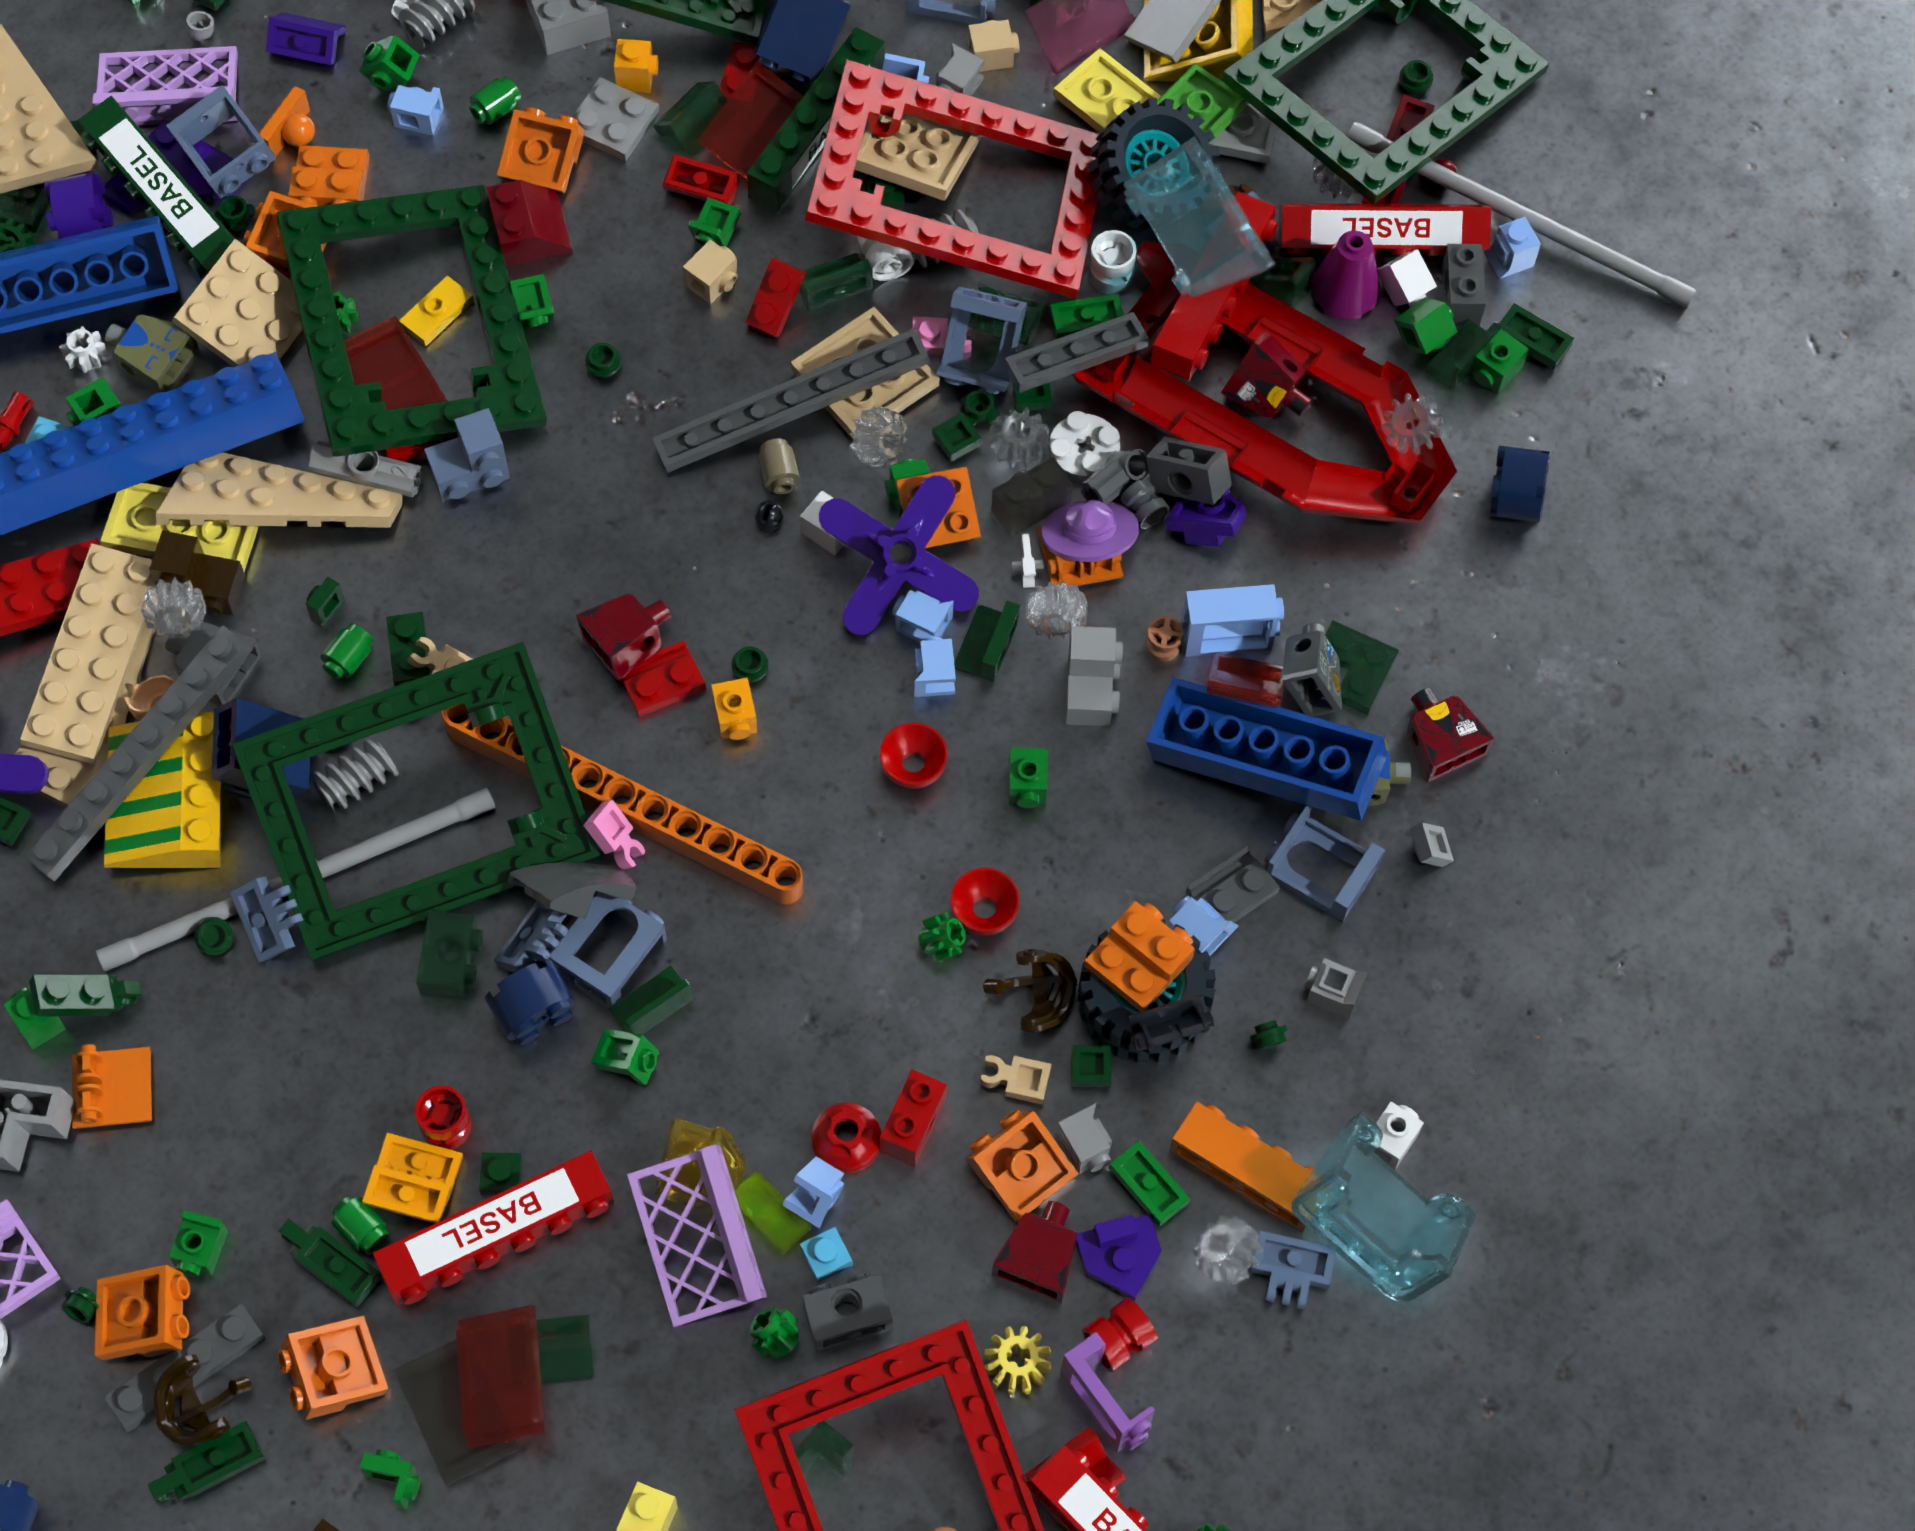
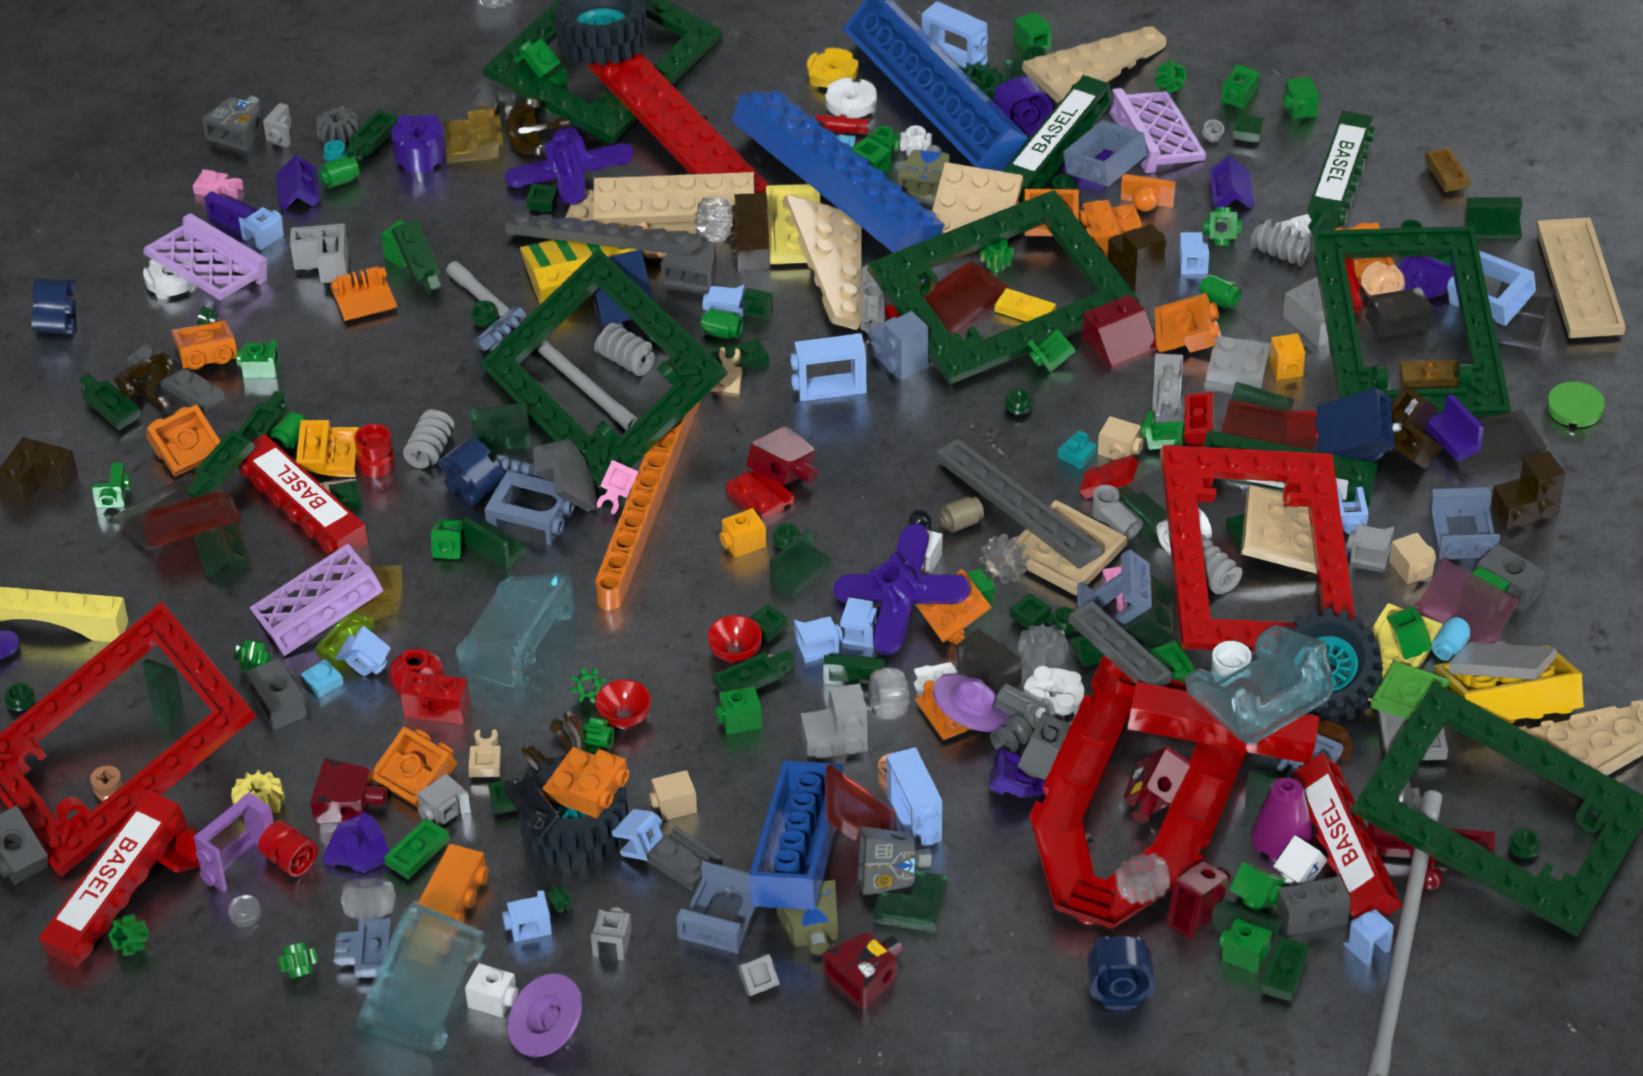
camera: 80 degrees right, 20 degrees down
(65, 382) = (886, 137): none -> green gear
(83, 39) = (1170, 76): none -> green gear
(309, 639) = (725, 299): none -> light blue window
(407, 165) = (1139, 255): none -> dark brown brick
(417, 1318) = (220, 464): none -> dark green hinge
(439, 1047) = (428, 439): none -> light grey piece
(490, 542) = (824, 351): none -> light blue window
(645, 197) = (1167, 382): none -> light grey hinge
(704, 321) = (1077, 450): none -> teal tile
(807, 662) = (797, 565): none -> clear green panel
(825, 996) = (514, 626): none -> clear light blue windscreen
(827, 309) = (1110, 510): none -> light grey piece
(888, 714) = (770, 621): none -> dark green plate
(971, 753) = (754, 671): none -> dark green hinge
(1028, 936) = (597, 735): none -> green gear
(1122, 47) = (1451, 638): none -> medium azure brick
(1128, 74) = (1409, 632): none -> green brick
(1142, 876) = (673, 796): none -> tan brick
(1191, 1406) = (244, 910): none -> clear tile
(1291, 1074) = (528, 918): none -> light blue brick
(1300, 1349) = (297, 959): none -> green gear
(1436, 378) = (1195, 897): none -> dark red torso
(1451, 1080) = (544, 1015): none -> medium lavender hat

